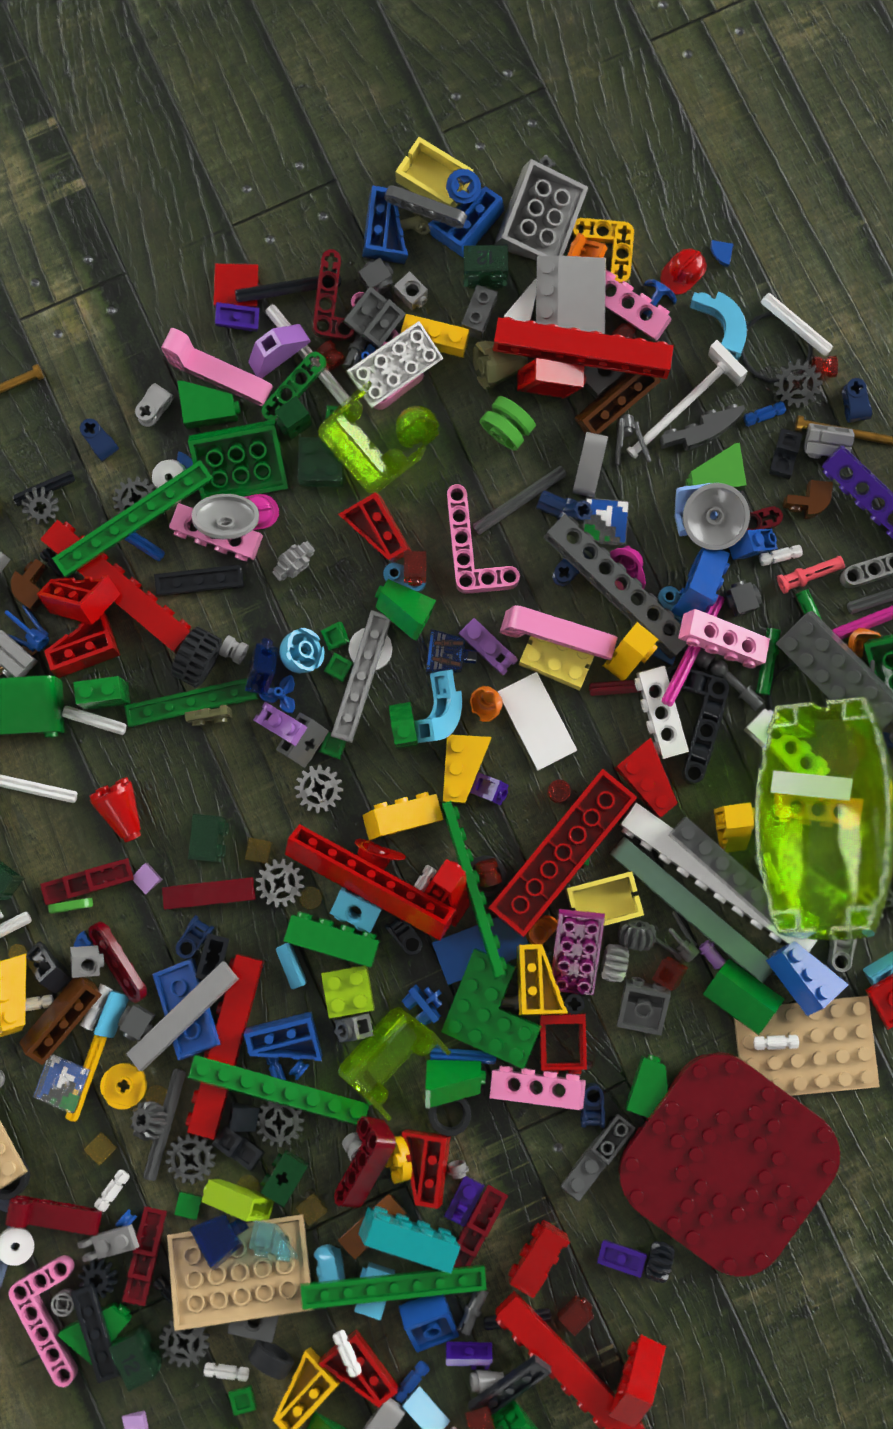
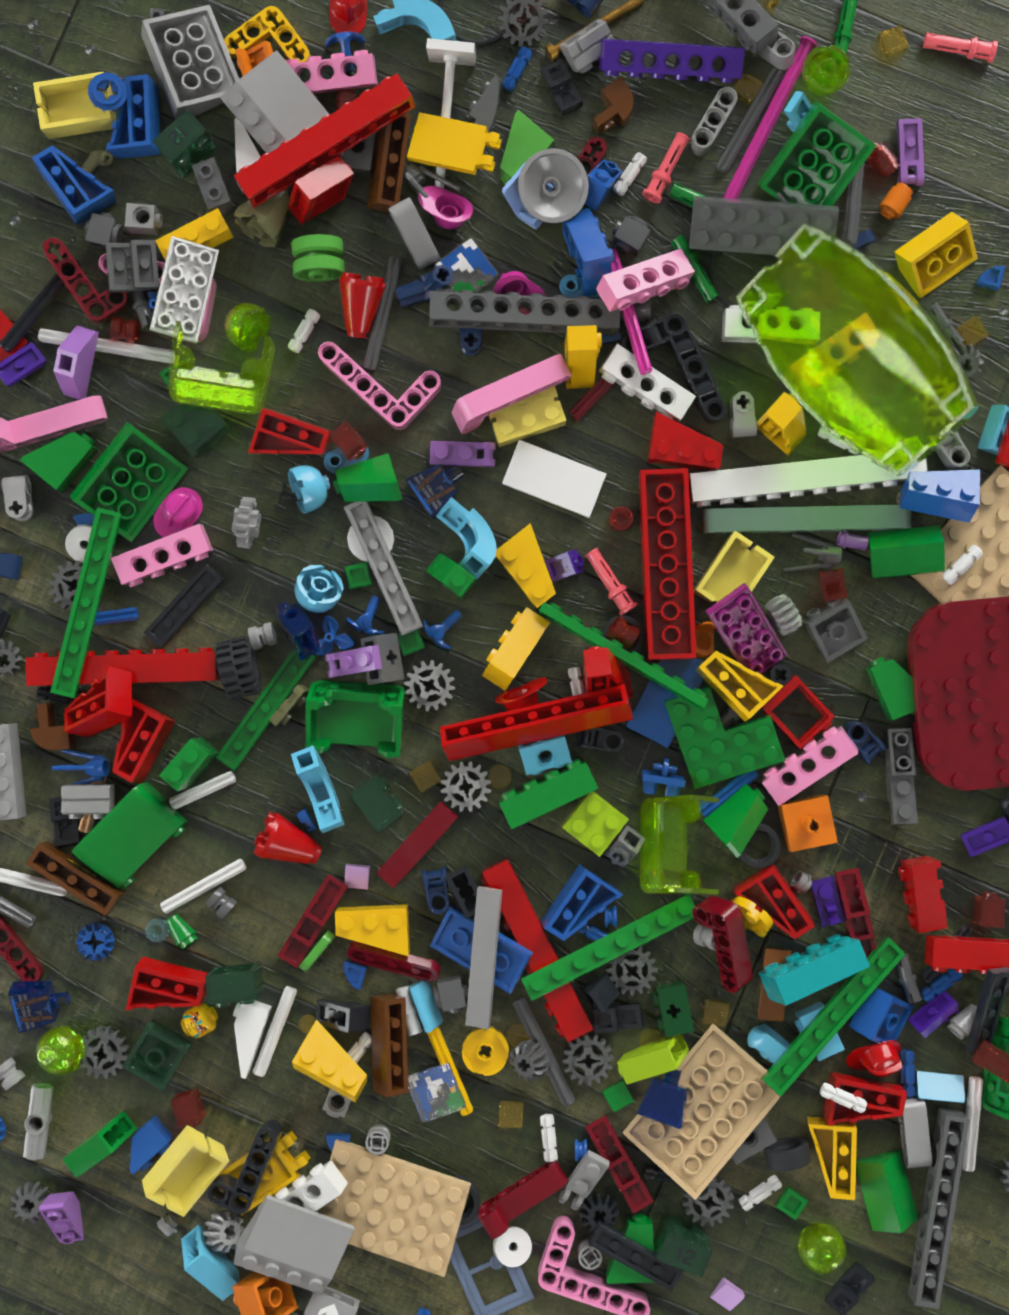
camera: 45 degrees left, 5 degrees up
(35, 811) = (221, 903): none -> dark grey wheel
(82, 953) = (374, 989): light grey brick -> none
(127, 925) = (376, 926): none -> yellow wedge
(148, 803) = (306, 818): none -> blue tile
(177, 791) = (319, 788): none -> medium azure arch
(225, 516) = (159, 534): light grey dish -> none
(246, 763) = (355, 716): none -> green windscreen
(270, 1239) = (708, 1064): clear light blue slope -> none
(290, 383) = (122, 381): green beam -> none
(291, 965) = (532, 842): medium azure slope -> none
(292, 418) = (141, 407): dark green brick -> none
(313, 702) = (364, 622): none -> blue plant
(335, 636) = (333, 553): green tile -> none
(359, 575) = (309, 487): none -> medium azure cylinder
(359, 755) = (438, 630): none -> blue plant
(398, 1349) = (878, 1059): none -> red piece
(425, 206) = (91, 136): dark grey beam -> none
(453, 464) = (303, 331): none -> white axle
(486, 703) = (501, 500): orange hair -> none
(492, 1338) = (940, 985): none -> blue axle
(499, 1129) = (807, 823): none -> orange brick
(510, 478) = (360, 302): none -> red cone
(511, 840) = (616, 591): none -> coral pin
(629, 465) = (446, 207): none -> dark pink piece
(636, 934) = (781, 577): dark grey gear -> none
(671, 426) = (452, 144): none -> yellow tile
(707, 798) = (743, 418): none -> light grey piece
(720, 669) = (662, 308): dark grey pin -> none
(722, 866) = (805, 463): dark grey brick -> none
(811, 785) = (819, 336): sticker -> none
(859, 638) = (750, 185): orange hair -> none

